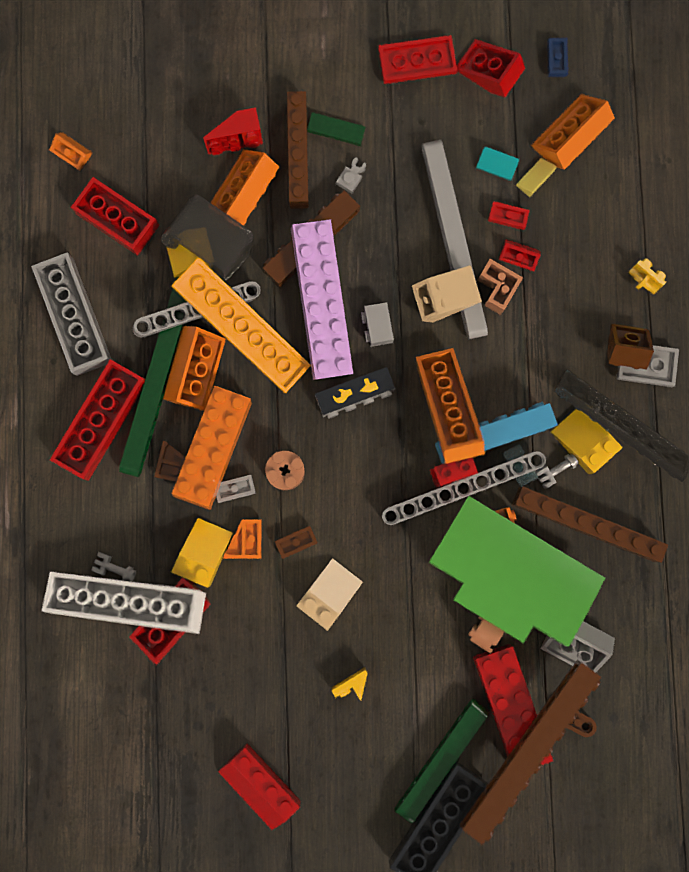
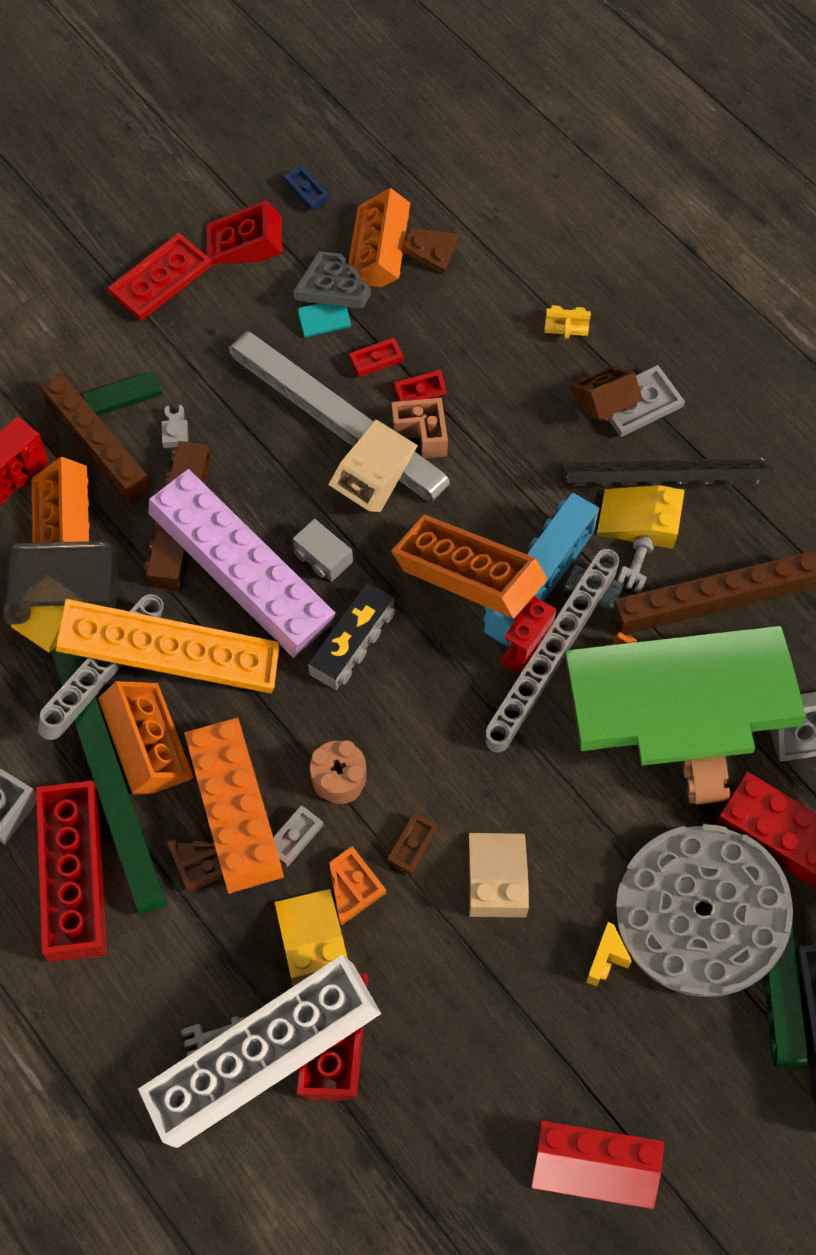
camera: 30 degrees left, 20 degrees down
(417, 732) = (706, 952): none -> light grey plate
(519, 143) = (332, 283): none -> dark grey plate
(536, 177) = (375, 309): light yellow slope -> none
(603, 160) = (431, 247): none -> reddish brown wing

